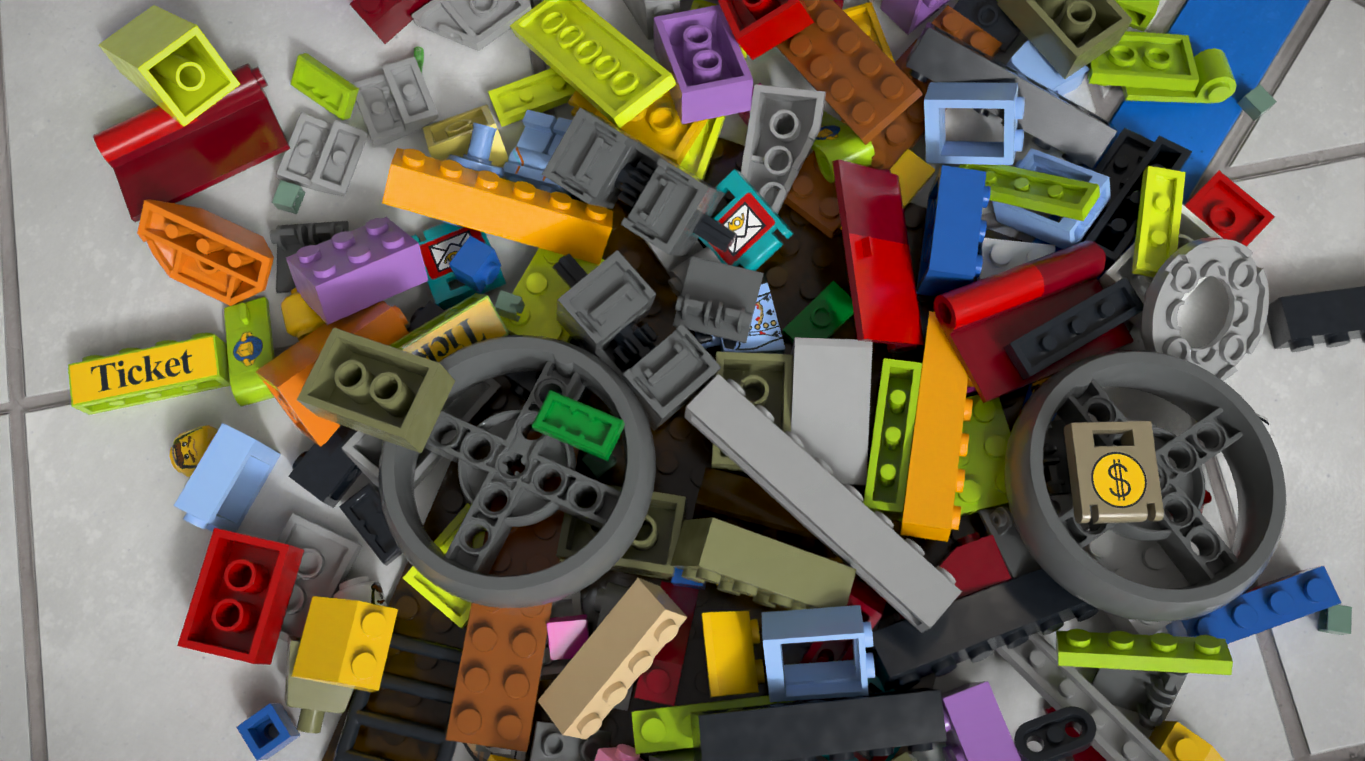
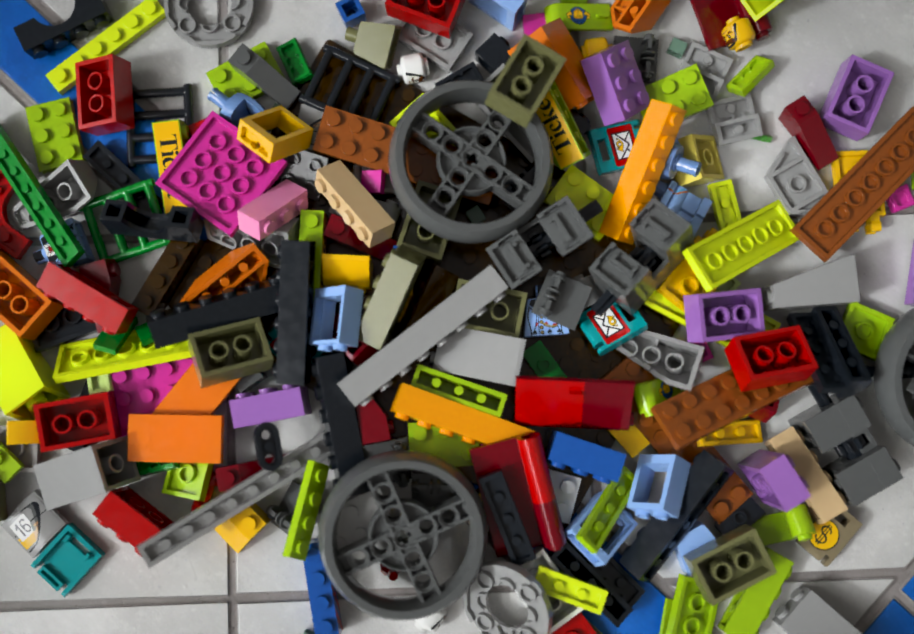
camera: 95 degrees right, 10 degrees up
(260, 107) = (738, 33): none -> yellow head
(268, 420) = (532, 22): none -> dark pink tile
(345, 643) = (388, 55): yellow slope -> none
(358, 179) = (683, 89): none -> lime plate
(475, 264) = (609, 156): blue plate -> none
(508, 304) = (579, 172): sand green piece -> none
(578, 425) = (485, 195): green plate -> none
(1113, 479) = (402, 509): dark tan container -> none

